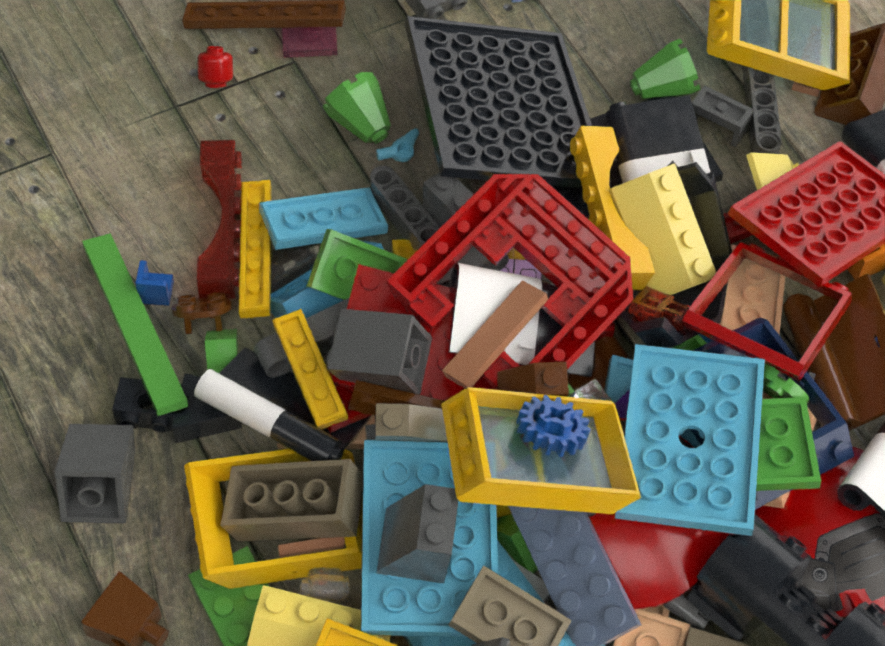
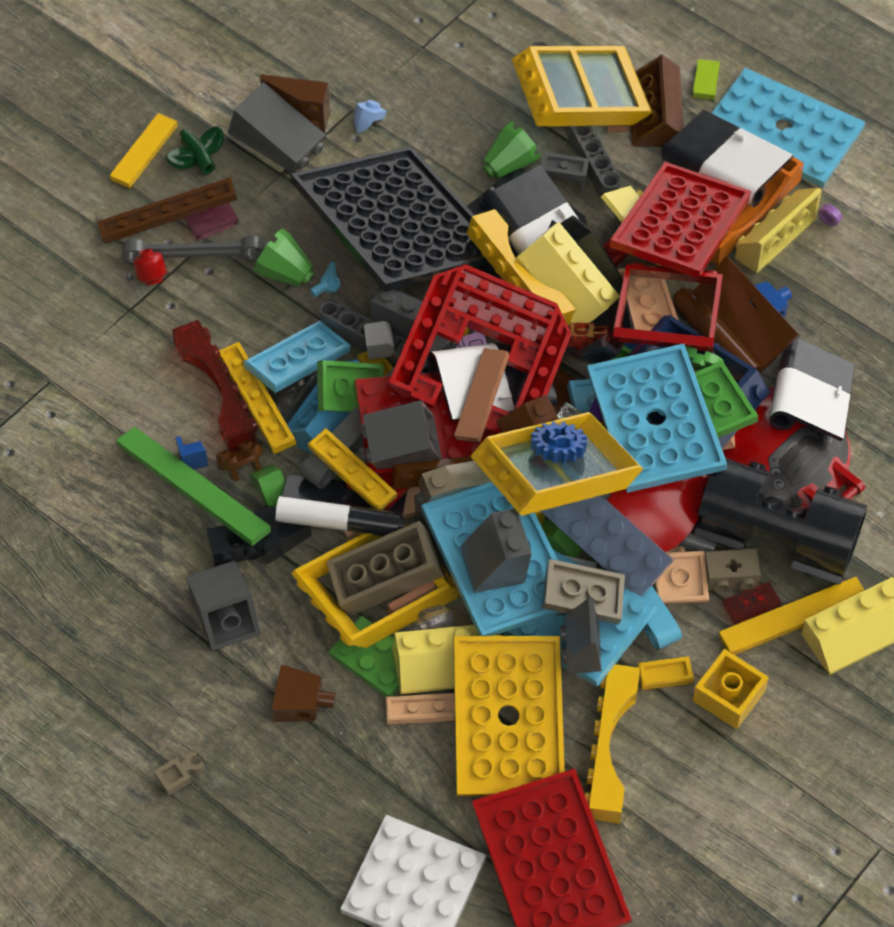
camera: 20 degrees left, 0 degrees up
(325, 81) = (249, 249): none -> dark grey piece
(414, 228) = (379, 339): none -> light grey piece

